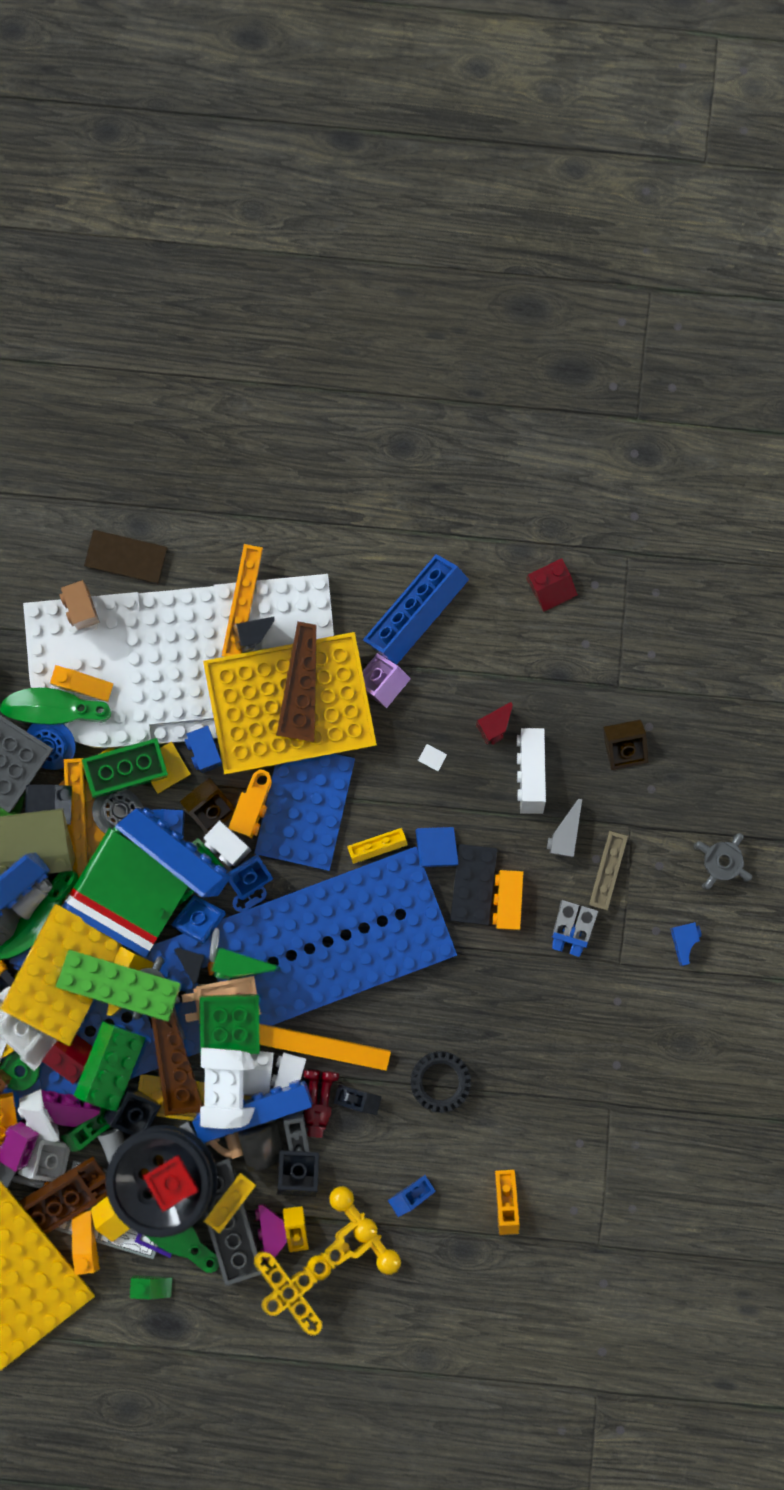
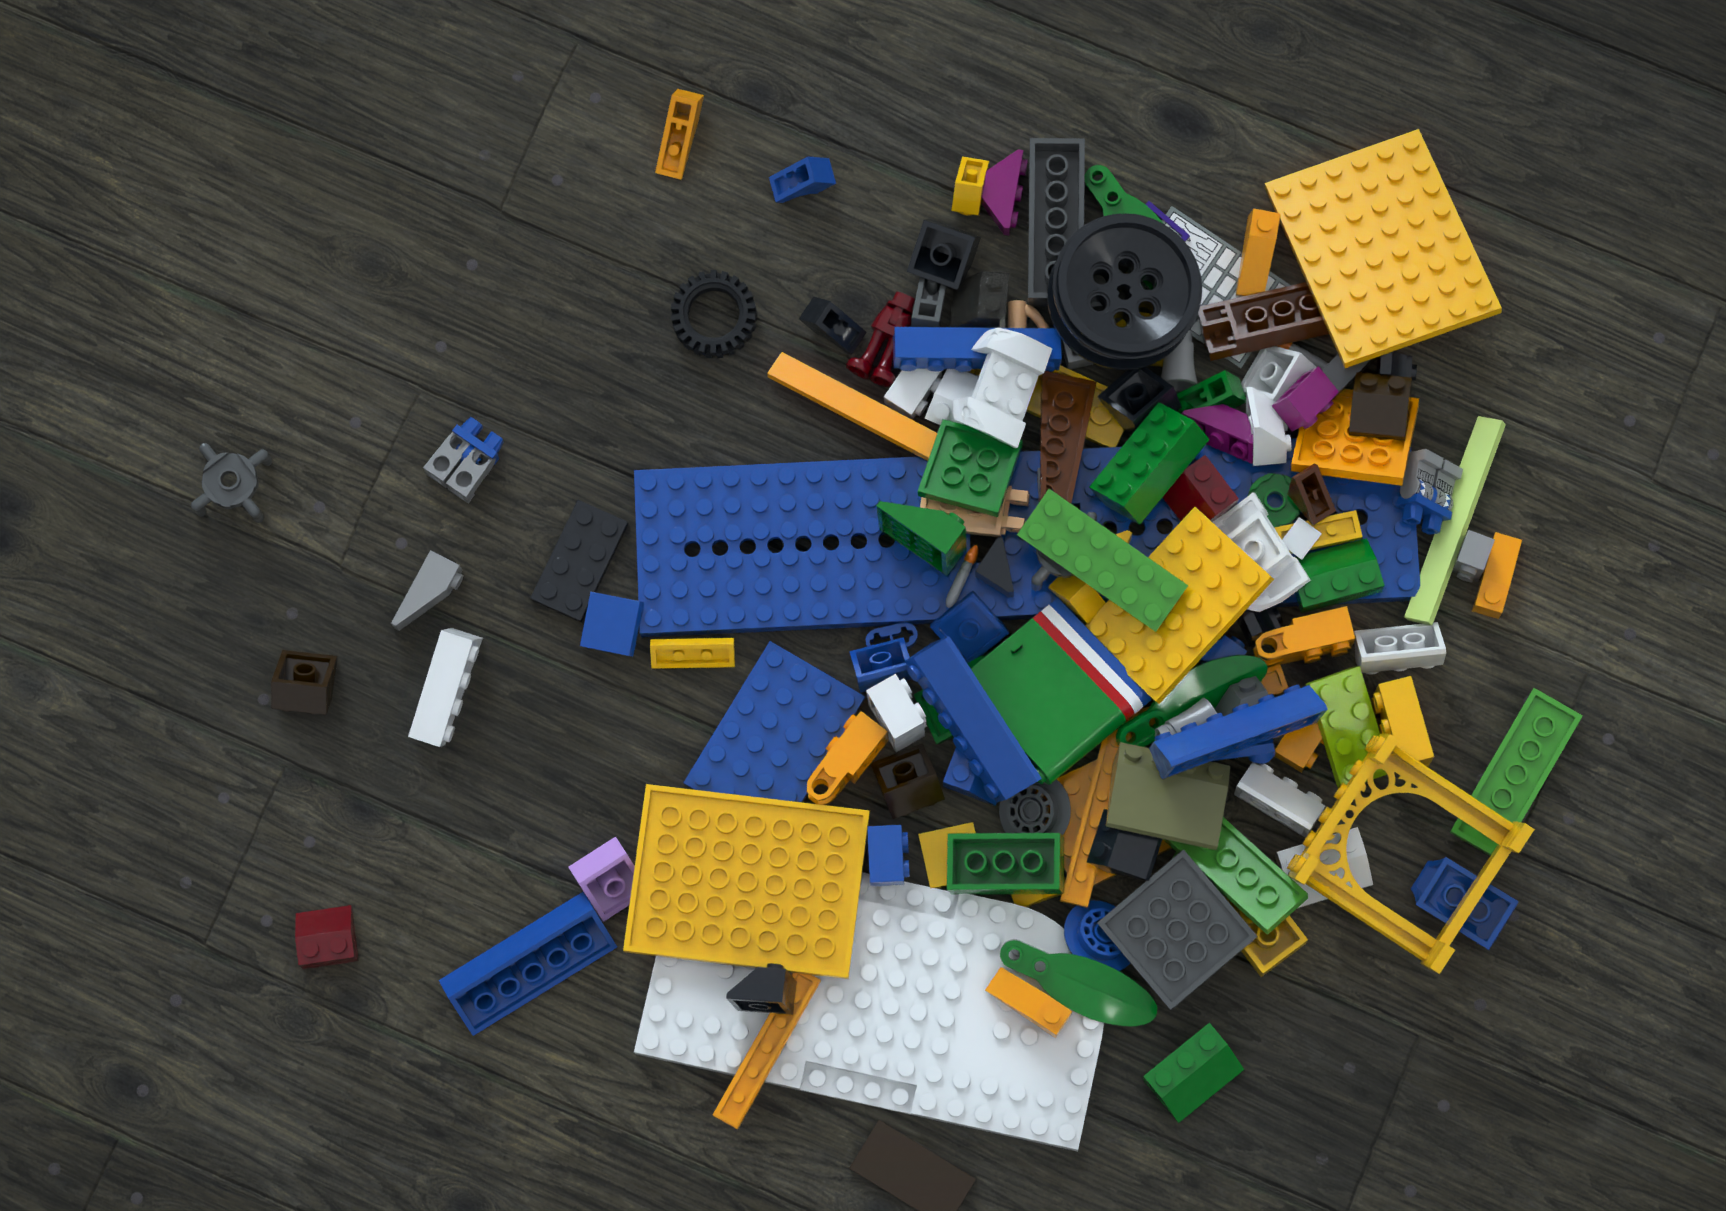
camera: 150 degrees left, 5 degrees down
(80, 605) = (995, 1109): medium nougat brick -> none
(107, 1222) = (1217, 273): yellow slope -> none
(150, 1287) = (1187, 171): green slope -> none
(170, 1183) = (1109, 275): red plate -> none
(230, 1203) = (1043, 238): yellow plate -> none
(298, 702) = (731, 877): reddish brown wing -> none
(363, 1230) = (879, 152): yellow piece -> none
(432, 757) = (576, 752): white sticker -> none
(494, 724) = (471, 764): dark red slope -> none
(508, 900) = (539, 523): light orange brick -> none
(608, 870) = (390, 520): dark tan plate -> none
(684, 938) = (320, 397): blue arch -> none

